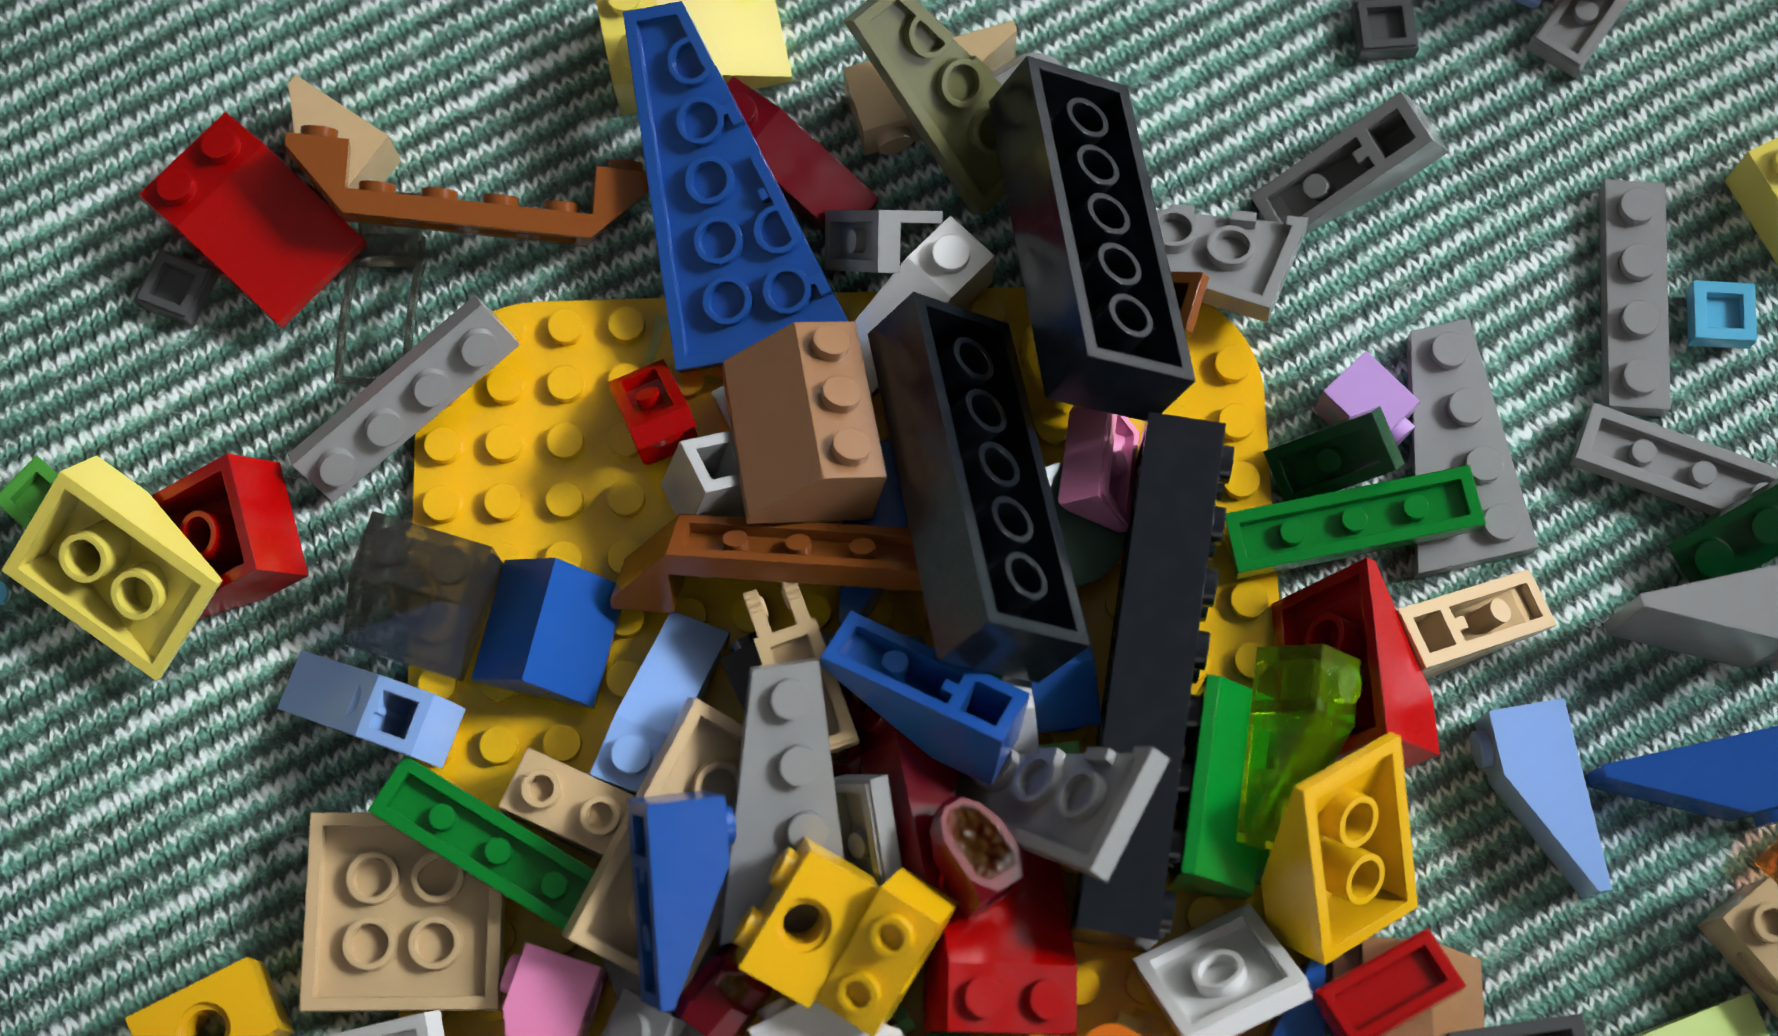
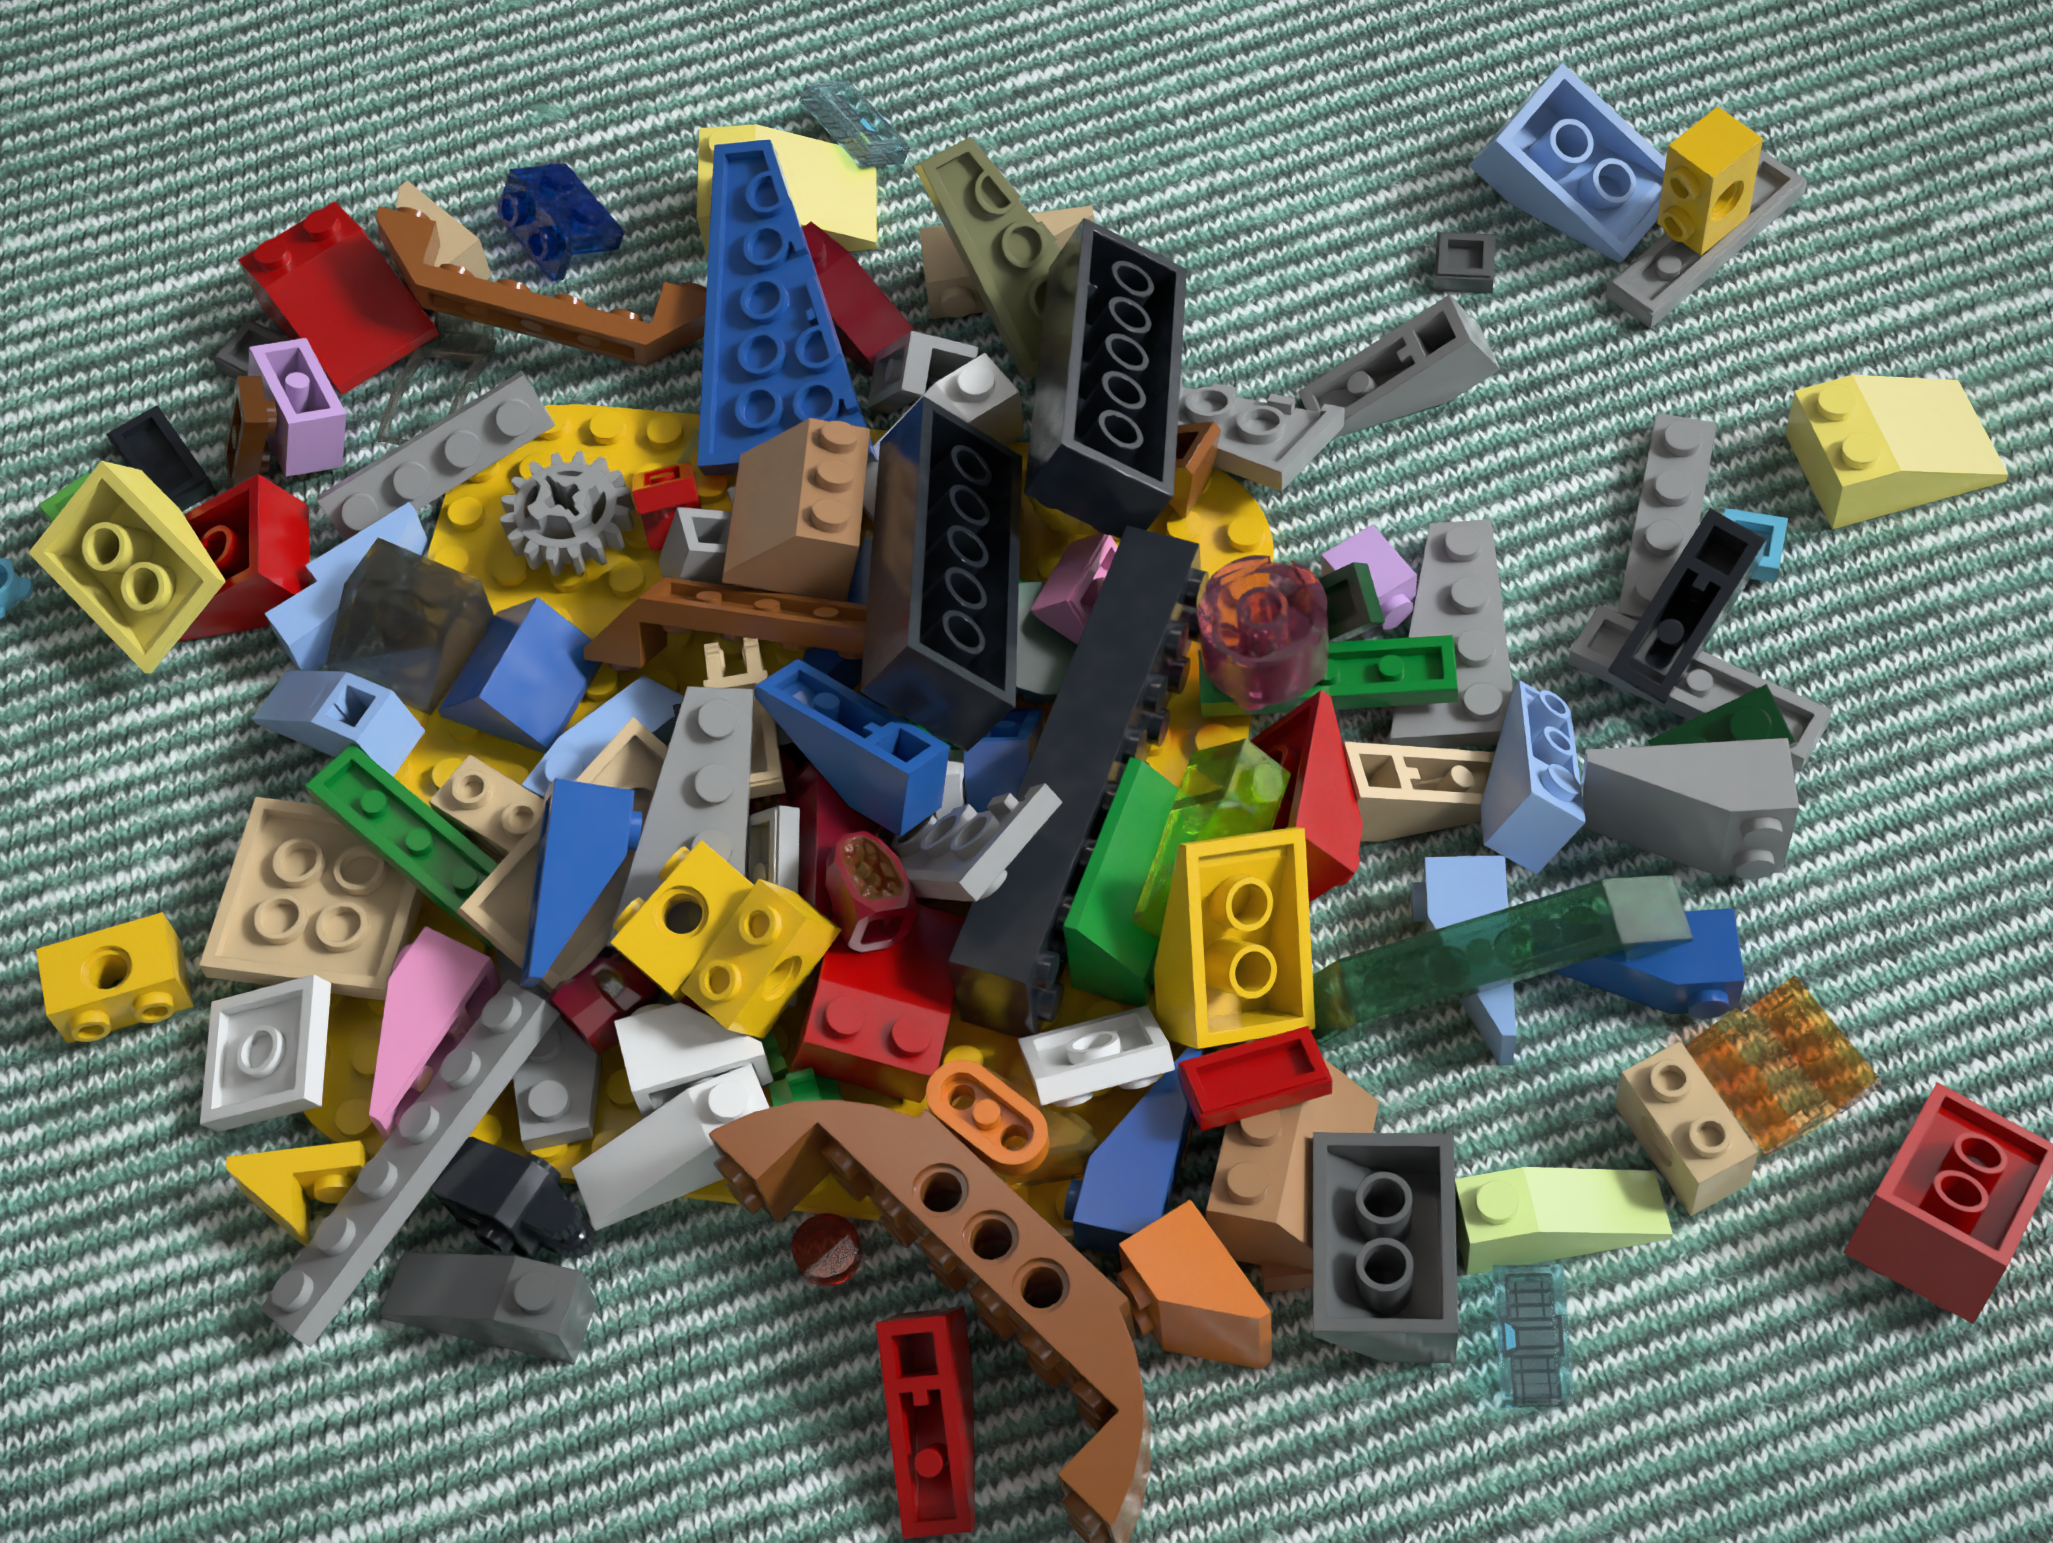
camera: 15 degrees right, 15 degrees down
(107, 424) = (157, 450): none -> black tile
(200, 398) = (249, 424): none -> reddish brown plate
(240, 353) = (307, 408): none -> lavender brick
(318, 594) = (308, 618): none -> light blue slope
(456, 90) = (555, 217): none -> clear blue bracket
(541, 460) = (567, 513): none -> light grey gear
(1297, 465) = (1263, 631): none -> clear pink brick
(1570, 612) = (1533, 782): none -> light blue slope
(1587, 819) = (1495, 951): none -> clear green slope
(1691, 403) = (1689, 606): none -> black slope

